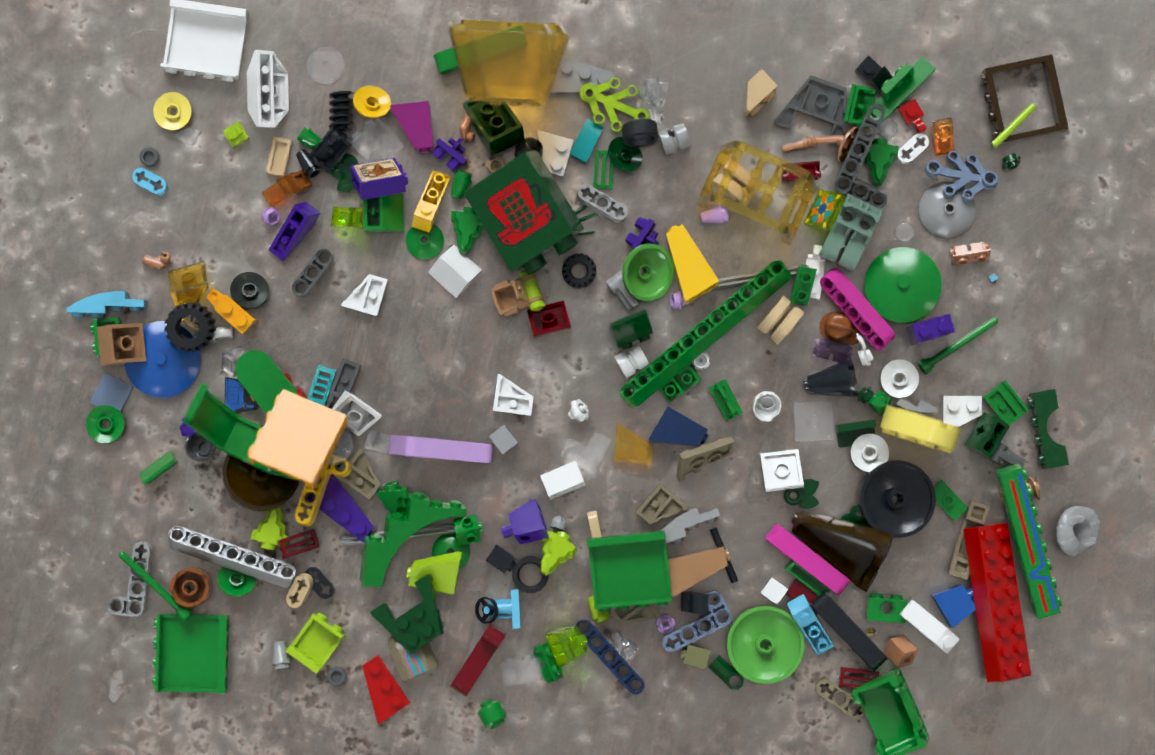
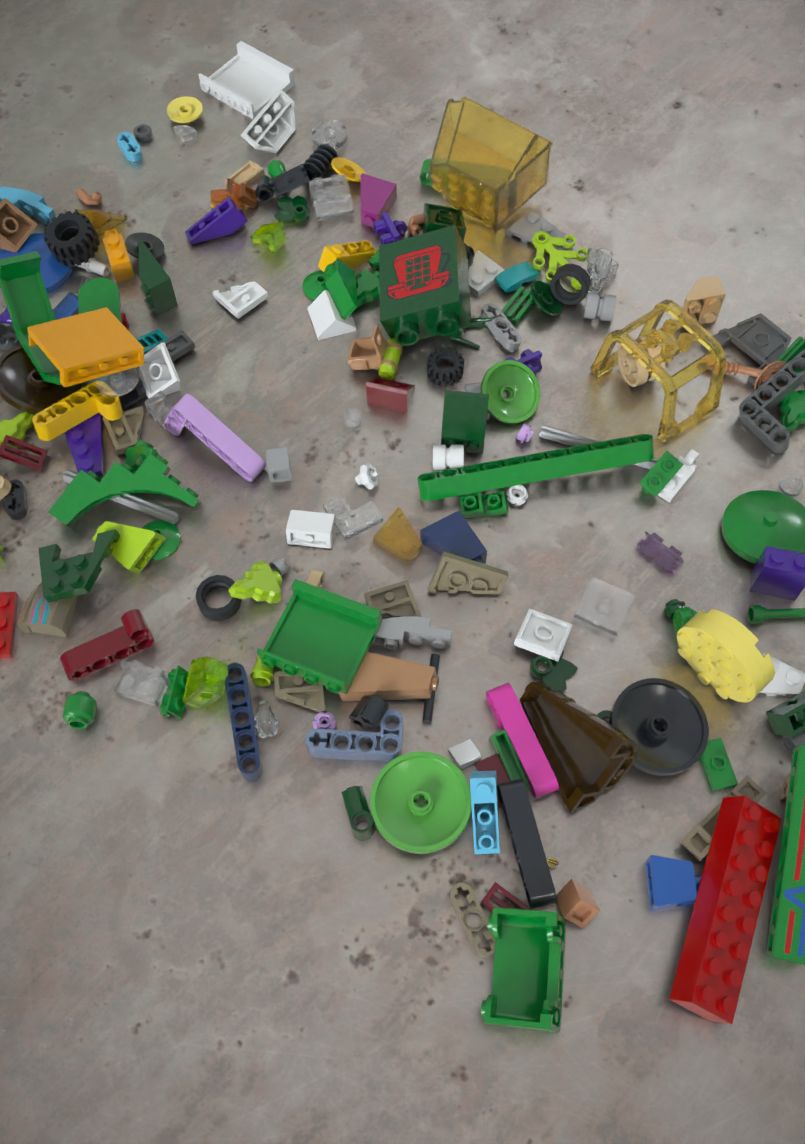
camera: 30 degrees right, 25 degrees down
(236, 134) = (222, 147): lime tile -> none
(270, 216) = (204, 202): lavender plate -> none
(291, 330) = (155, 283): none -> dark green slope
(304, 278) = (207, 260): dark grey beam -> none
(378, 178) = (313, 211): dark purple brick -> none
(384, 213) = (299, 242): green slope -> none
(451, 244) = (342, 287): none -> green slope
(468, 530) = (186, 522): green brick -> none
(500, 609) = (167, 617): medium azure piece -> none
(501, 559) = (199, 565): black brick -> none
(511, 398) = (310, 436): white wing -> none
(526, 524) = (247, 544): dark purple torso -> none
(691, 268) = (556, 408): yellow slope -> none
(695, 656) = (335, 773): olive brick -> none
(715, 215) = (605, 383): lavender cone -> none
(725, 400) = (521, 540): green hinge -> none
(766, 406) = (562, 563): white hair -> none
(781, 320) = (621, 490): tan wheel -> none
(813, 167) = (701, 385): dark red hinge -> none
(825, 210) = (719, 421): clear neon green tile -> none
(833, 380) = (648, 574): black cone -> none
(839, 328) = (682, 535): dark orange piece -> none
(849, 432) = (646, 639): dark green panel -> none
(857, 308) = (708, 524): dark pink beam -> none
(858, 237) = (737, 449): sand green connector -> none
(864, 355) = (693, 571): white plate -> none
(874, 612) = (568, 842): green brick -> none
(879, 449) = (652, 656): white dish -> none
(909, 376) = (723, 601): white dish -> none
(929, 626) = (628, 889): white slope -> none

